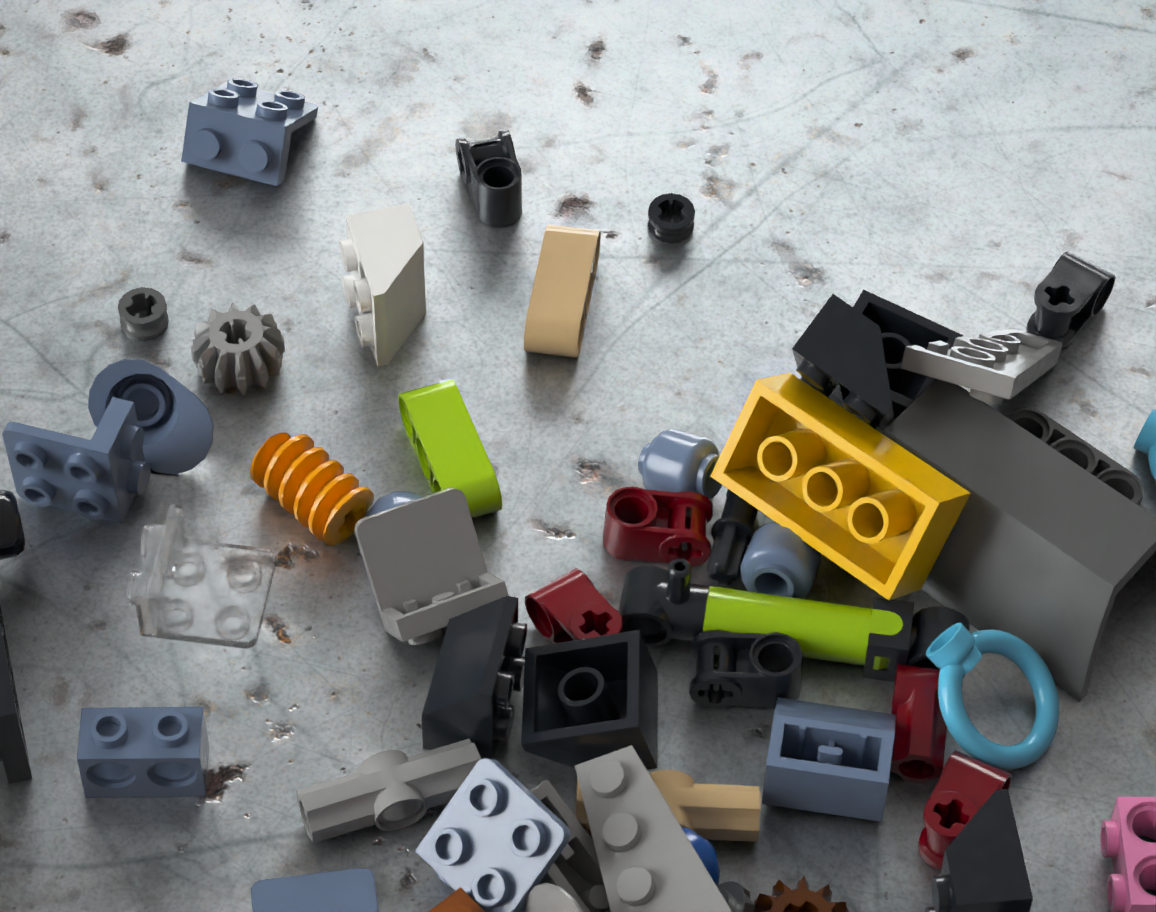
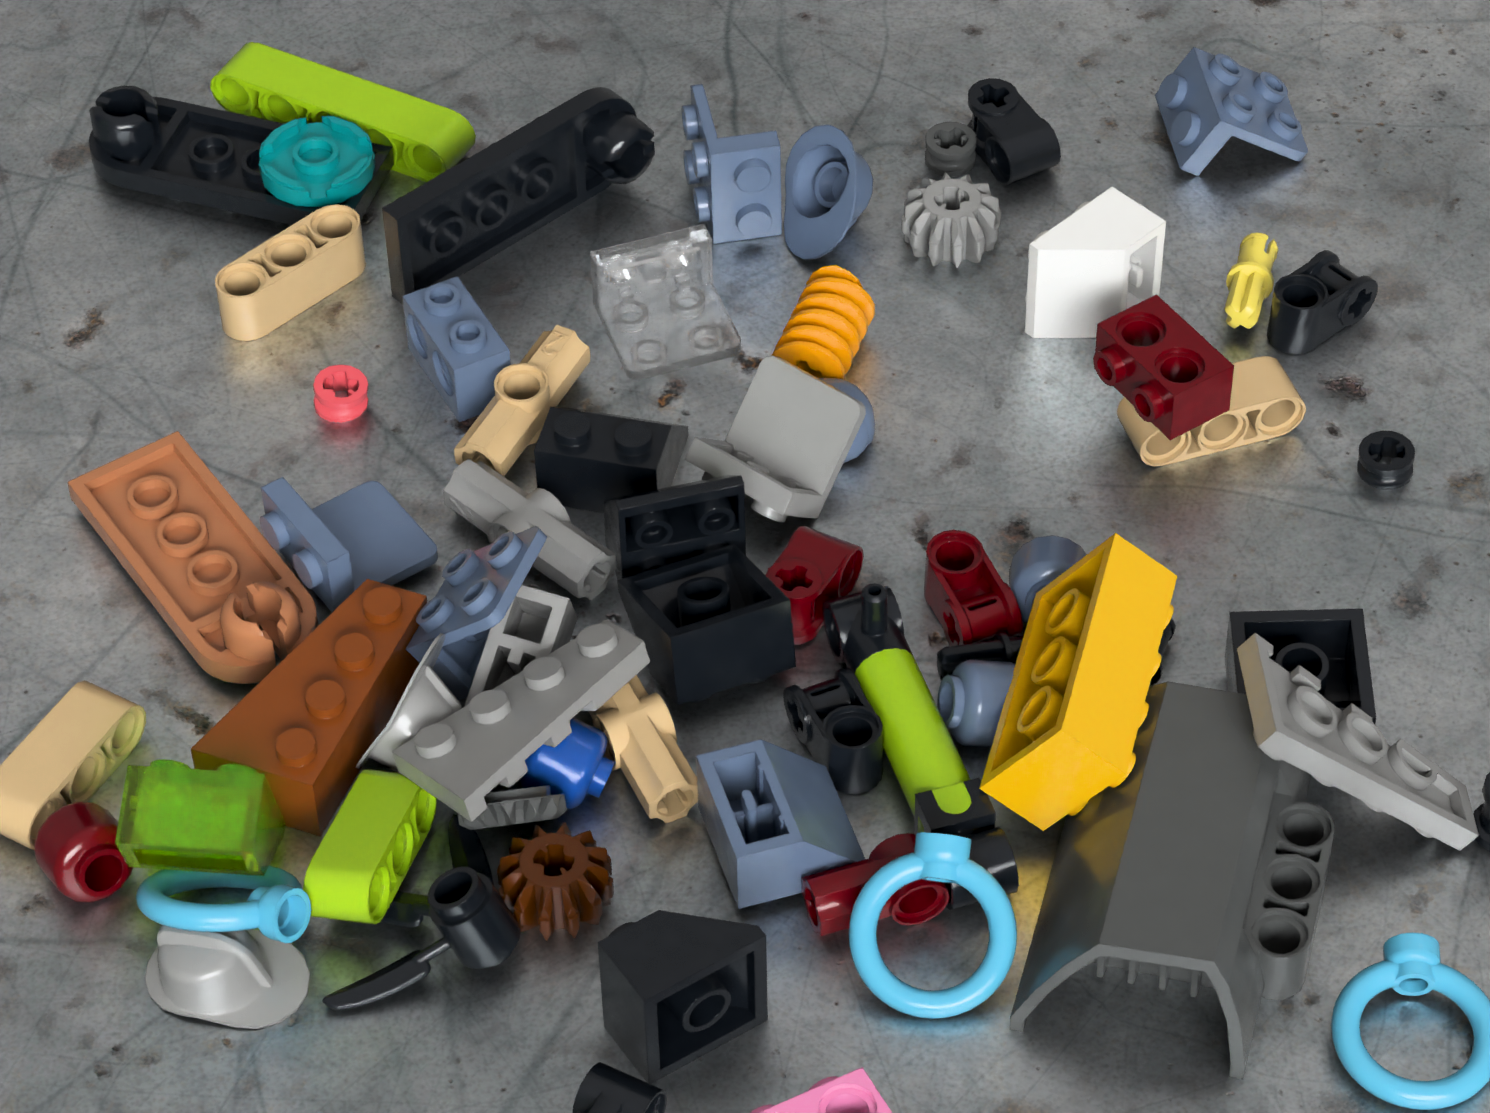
camera: 65 degrees right, 5 degrees down
(124, 883) = (340, 379): none -> coral bush
(174, 265) = (1010, 132): none -> black piece
(259, 756) = (524, 399): none -> tan piece
(345, 696) = (604, 456): none -> black slope
(439, 202) = (1250, 280): none -> light yellow axle
(449, 445) = (943, 411): lime beam -> none
(539, 285) = (1163, 367): none -> dark red brick
(846, 358) = (1207, 601): black slope -> none
(955, 800) = (804, 956): dark red piece -> none

